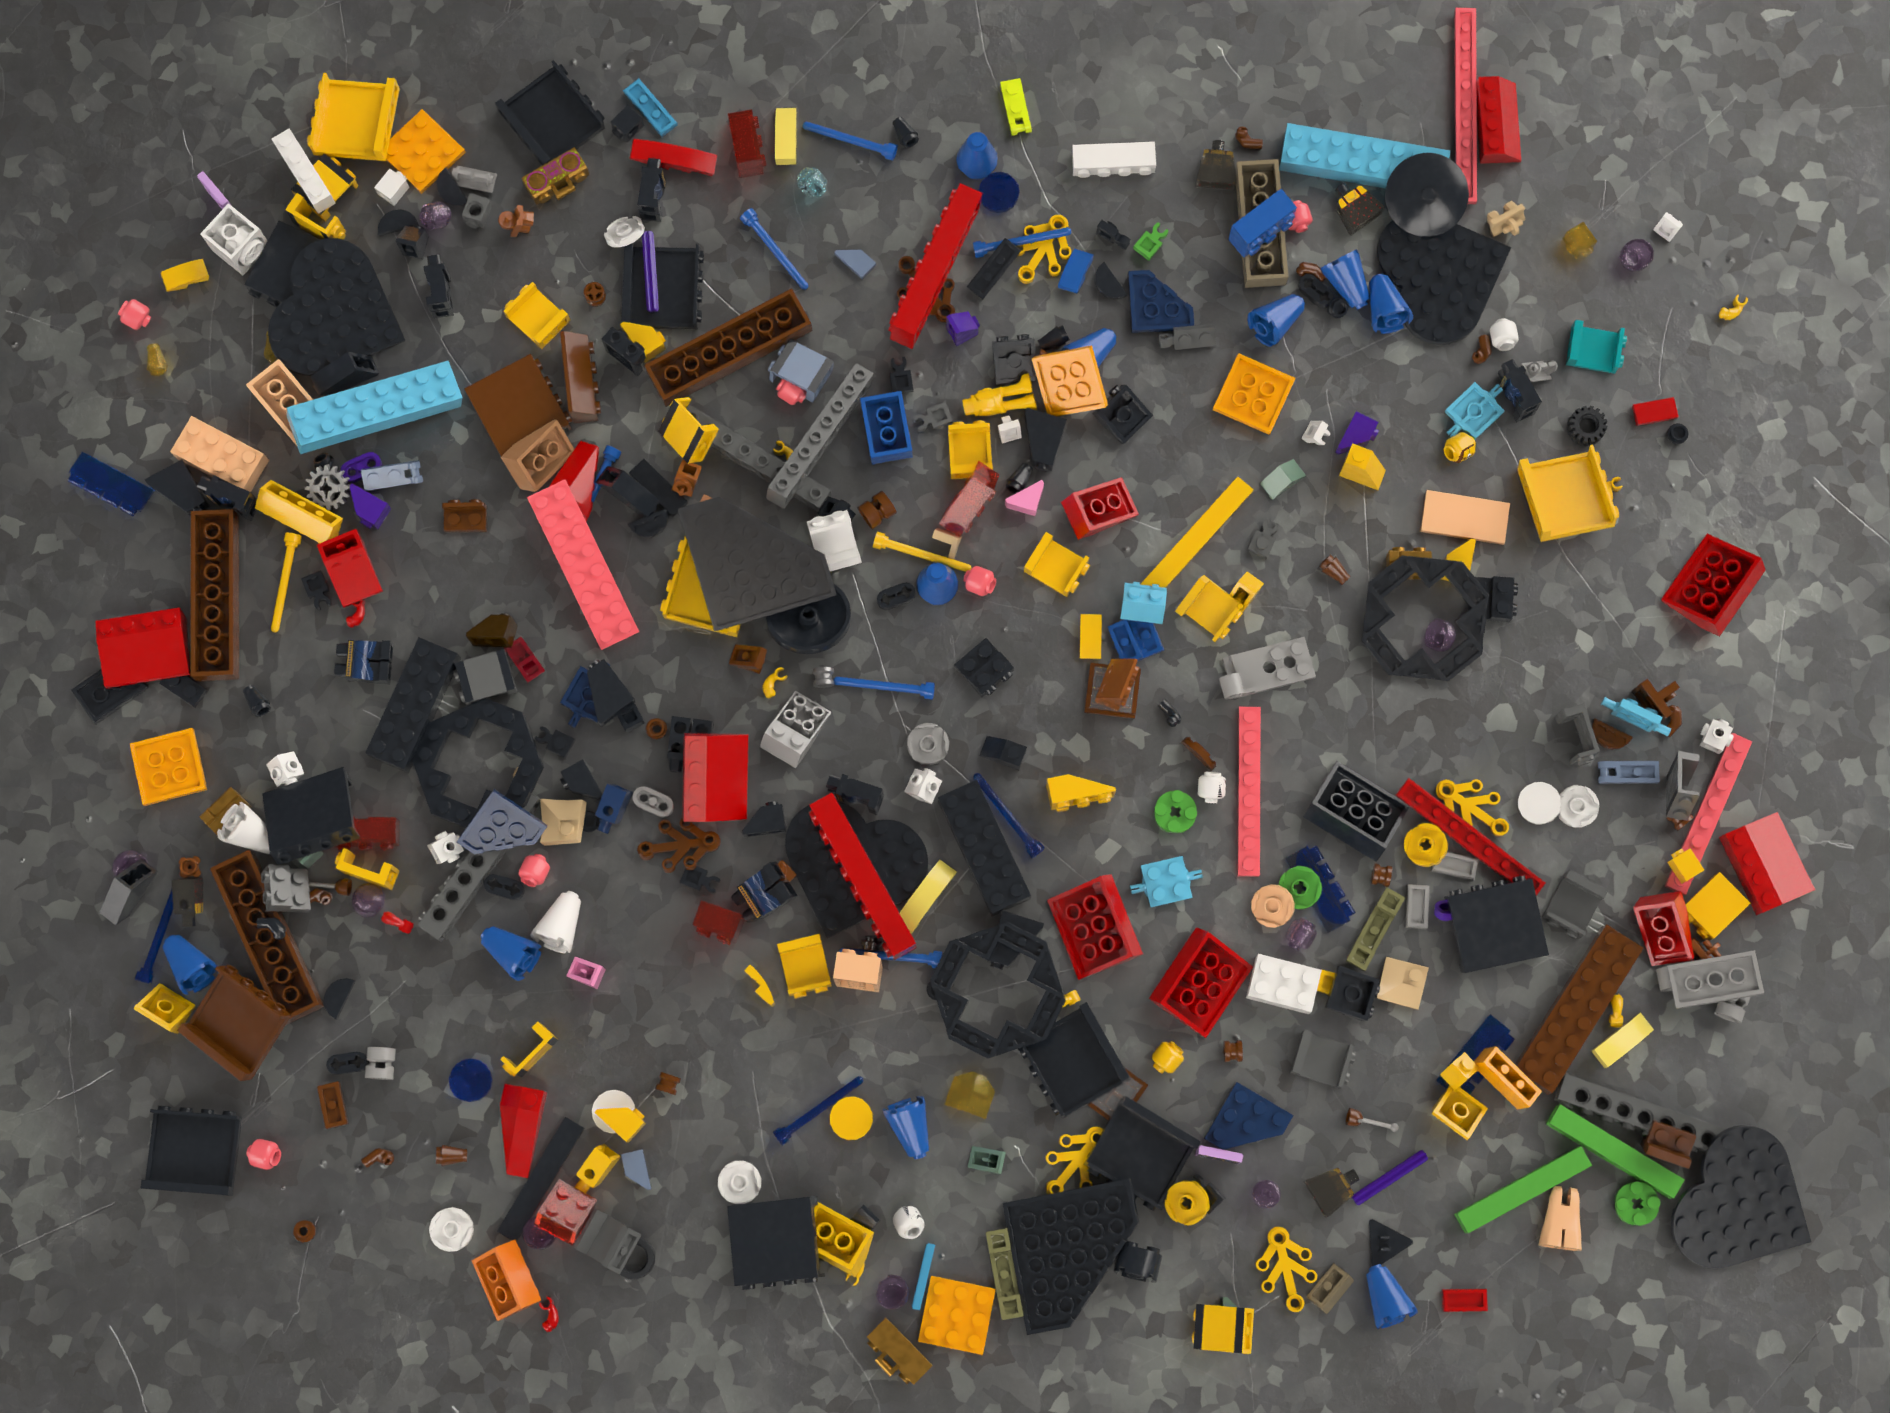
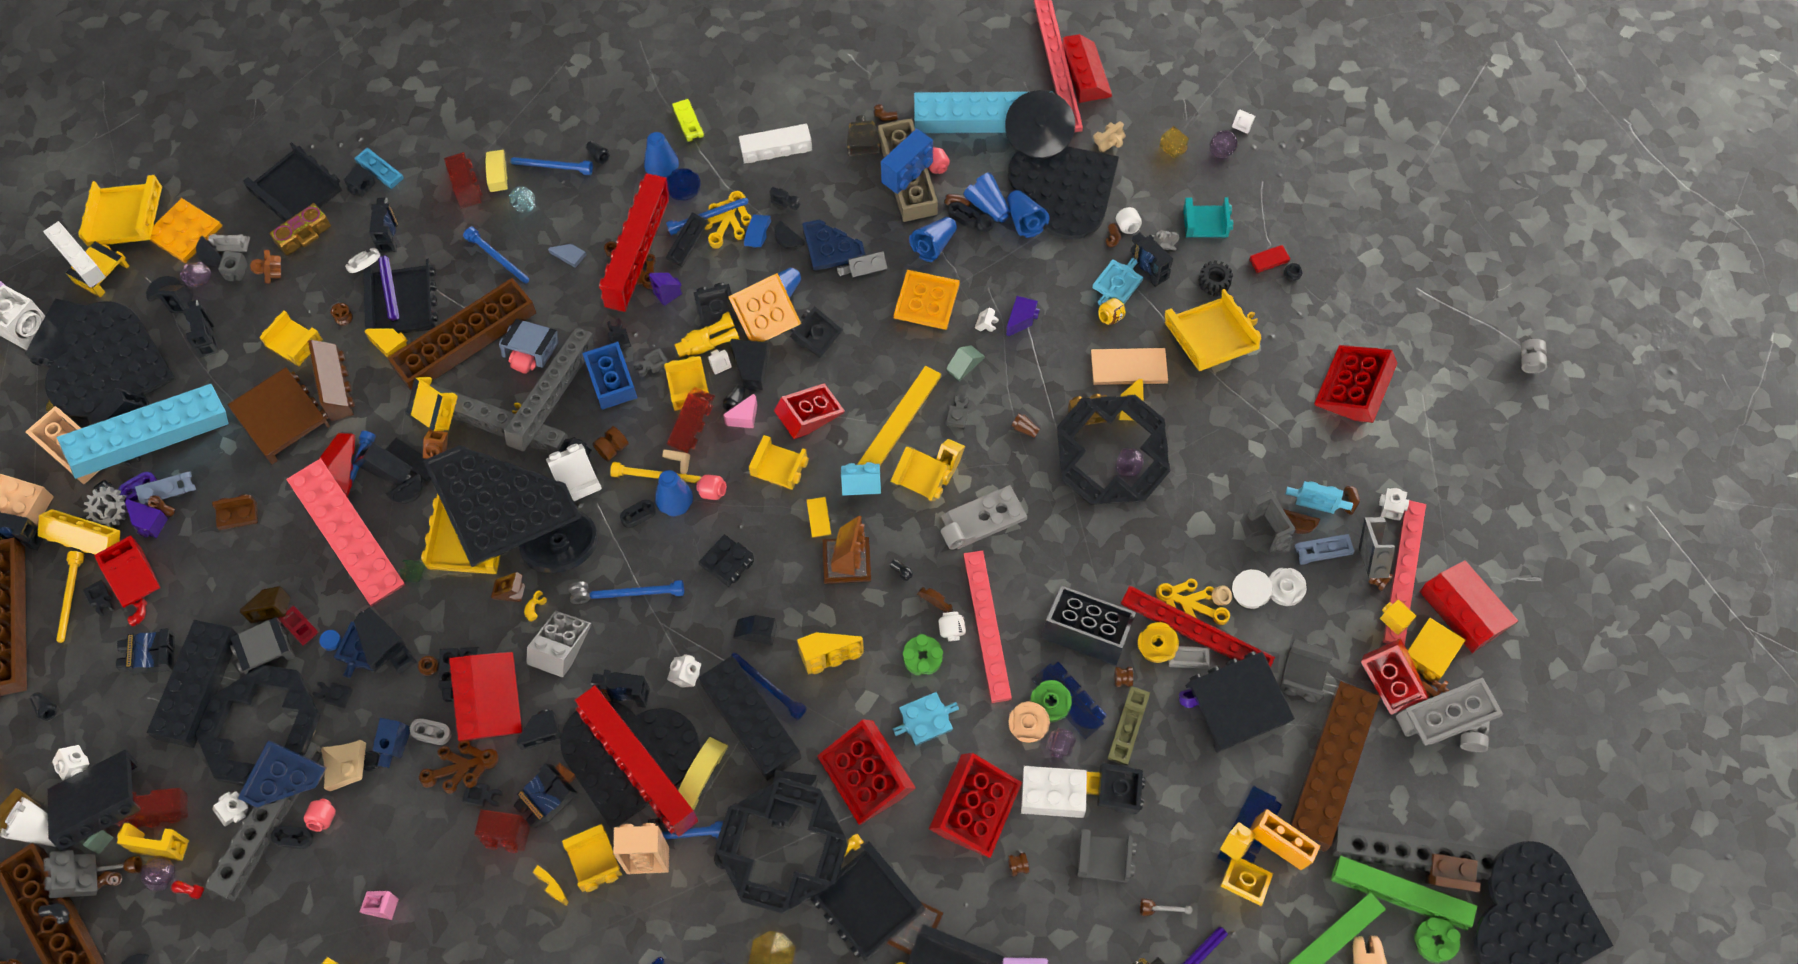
camera: 10 degrees left, 15 degrees down
(299, 212) = (77, 292): yellow panel -> none
(384, 494) = (157, 503): none -> reddish brown arm
(392, 186) = (157, 259): white brick -> none
(511, 951) = (302, 896): blue cone -> none
(538, 456) = (297, 447): medium nougat slope -> none
(556, 681) = (330, 640): none -> blue tile
(559, 923) = (346, 861): white cone -> none
(581, 781) = (357, 723): black slope -> none
(623, 350) = (369, 350): black plate -> none
(649, 619) = (412, 571): none -> clear green tile
(674, 156) = (403, 198): red slope -> none
(928, 744) = (684, 635): light grey tile -> none
(1054, 338) = (748, 280): black cone -> none
(1135, 639) = (863, 506): blue slope -> none
(1150, 243) = (817, 201): bright green plate -> none
(1167, 1057) = (957, 882): yellow head -> none
(1246, 1119) = (1045, 928): dark blue plate -> none
(1356, 207) = (985, 147): clear smoke torso -> none
(1363, 467) = (1031, 337): yellow slope -> none
(1402, 983) = (1165, 771): tan plate -> none
(1417, 906) = (1163, 700): light grey tile -> none
(1501, 596) = (1176, 425): black plate -> none
(1505, 804) = (1221, 595): none -> tan tile
(1616, 1018) = (1371, 768): yellow arm -> none
(1622, 1040) = (1382, 787): light yellow slope -> none
(1650, 698) = (1327, 477): reddish brown bracket -> none
(1731, 313) = (1312, 176): yellow arm -> none

